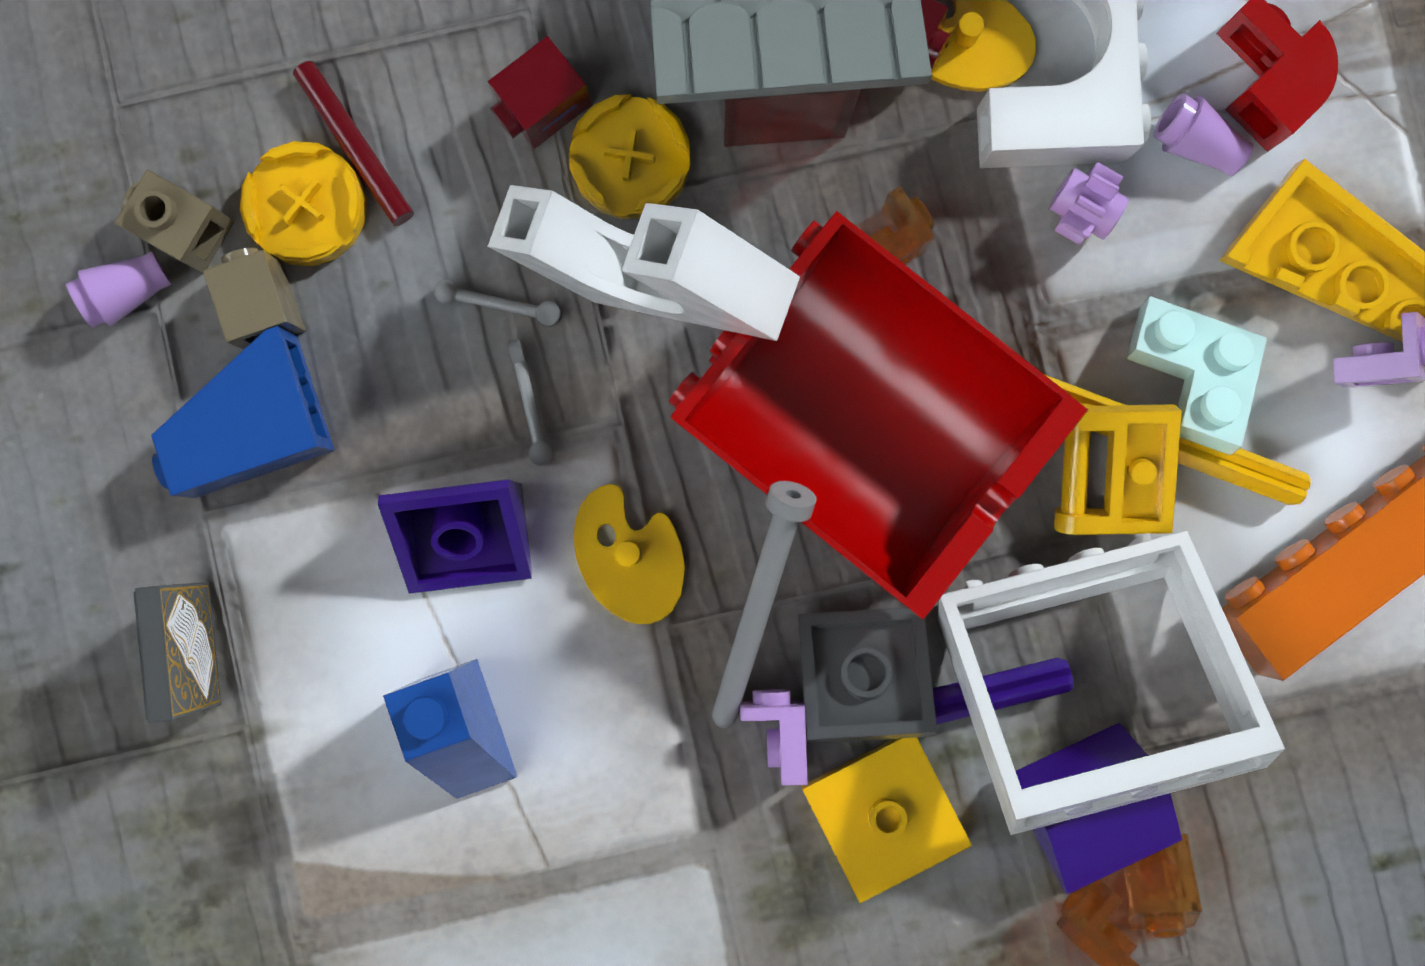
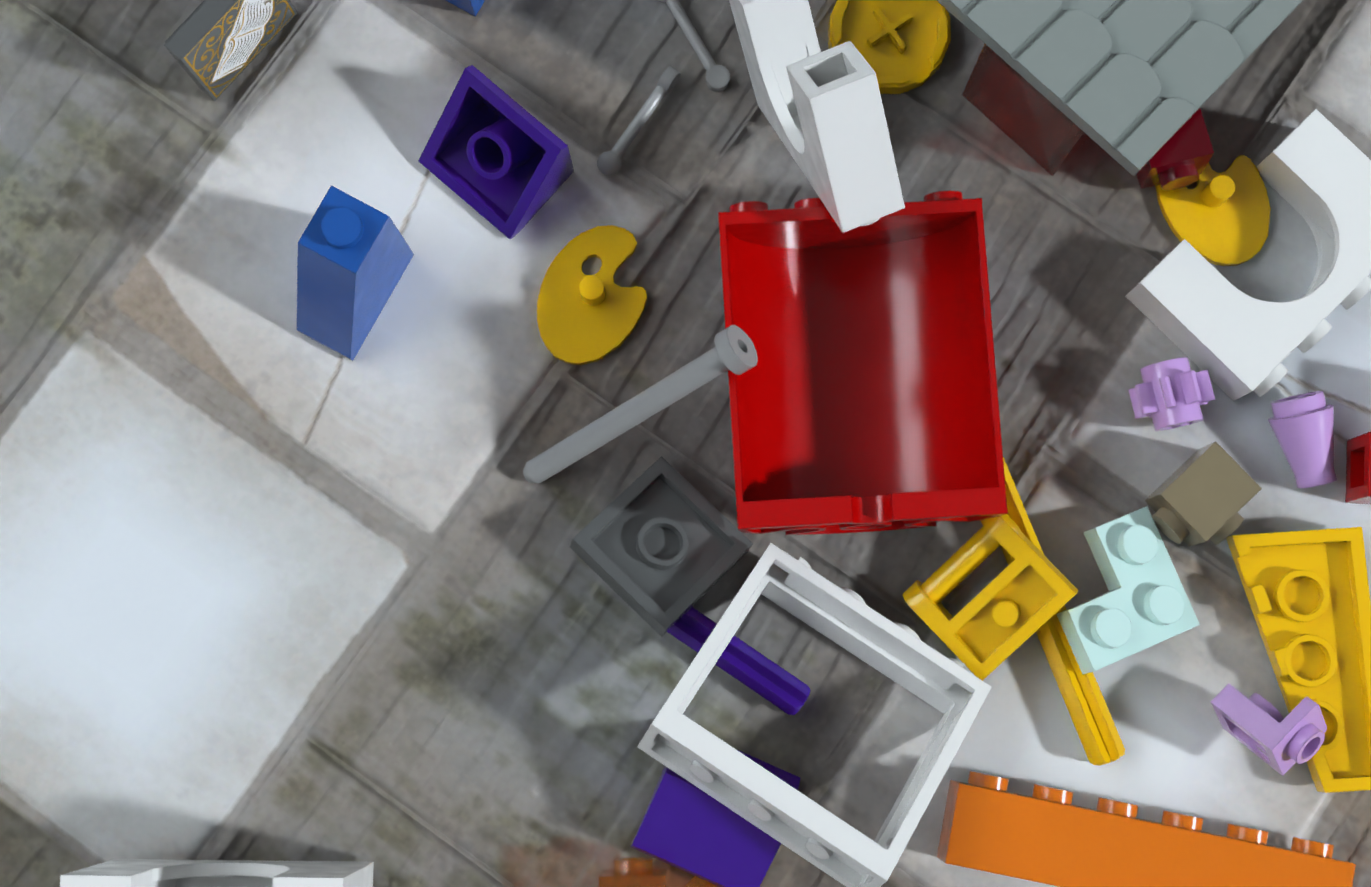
camera: 50 degrees right, 5 degrees down
(788, 743) = (553, 531): lavender bracket -> none
(886, 816) = (568, 660): yellow plate -> none
(912, 226) = (1016, 286): clear orange bracket -> none
(1180, 251) = (1203, 498): none -> dark tan brick

